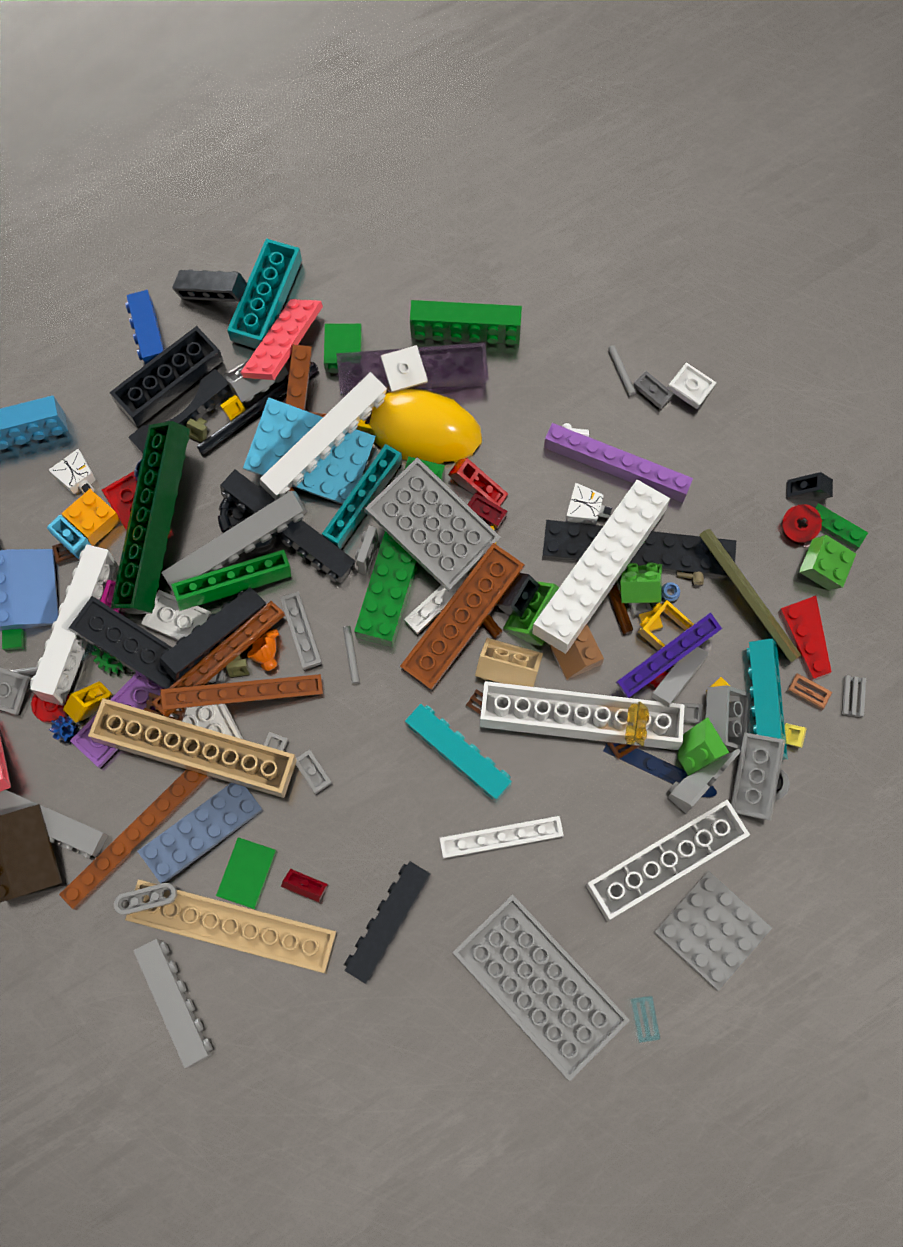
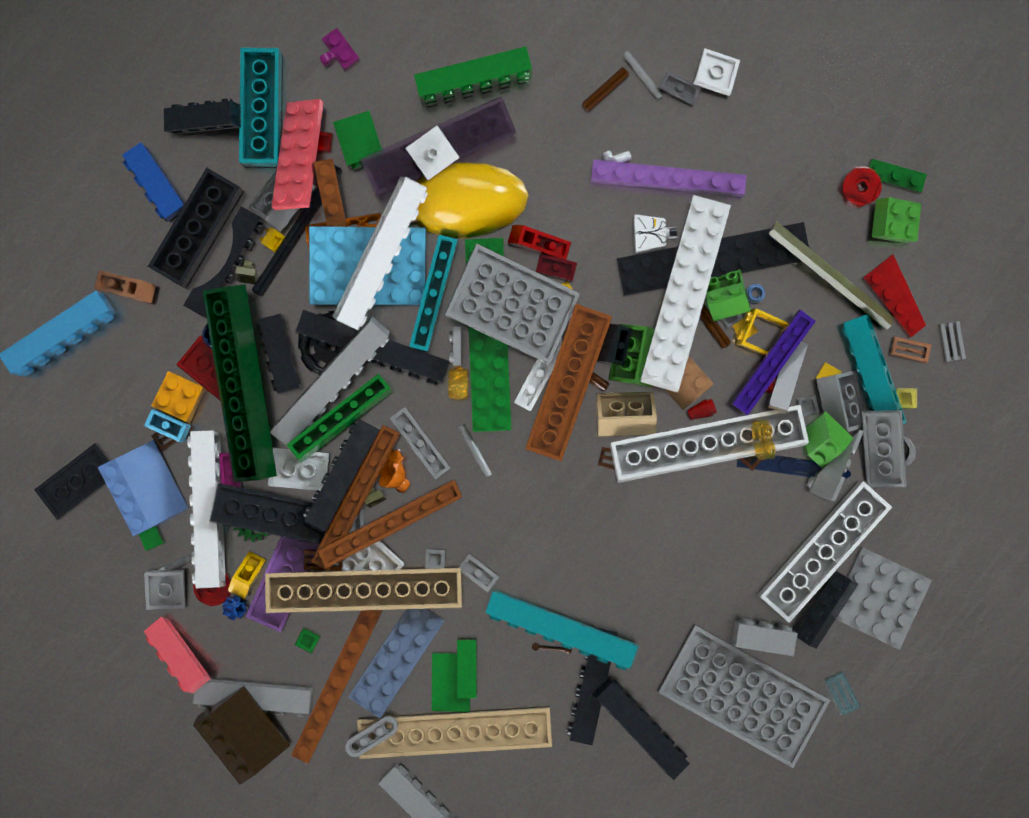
camera: 20 degrees left, 15 degrees up
(74, 473) = (144, 357): white torso -> none
(85, 408) = (125, 286): none -> nougat slope
(121, 785) = (307, 640): none -> green tile
(199, 508) = (279, 353): none -> black brick
(266, 863) = (466, 669): none -> green tile
(304, 885) = (507, 676): dark red plate -> none
(311, 339) = (325, 142): none -> red tile
(343, 865) = (536, 646): none -> reddish brown hinge
(353, 271) = (339, 50): none -> magenta plate
(356, 584) = (458, 383): none -> clear yellow gear
(376, 852) = (562, 629): none -> teal brick
(422, 984) = (639, 727): none -> black brick
(458, 753) = (606, 513): teal brick -> none
(501, 837) = (669, 576): white plate -> none
(580, 927) = (764, 637): none -> light grey brick
(583, 371) = (605, 89): none -> reddish brown axle
(585, 684) = (702, 410): none -> red cone
(652, 920) = (826, 609): none -> black brick
(697, 577) = (777, 271): dark tan hand -> none
(810, 487) = (860, 145): black slope -> none

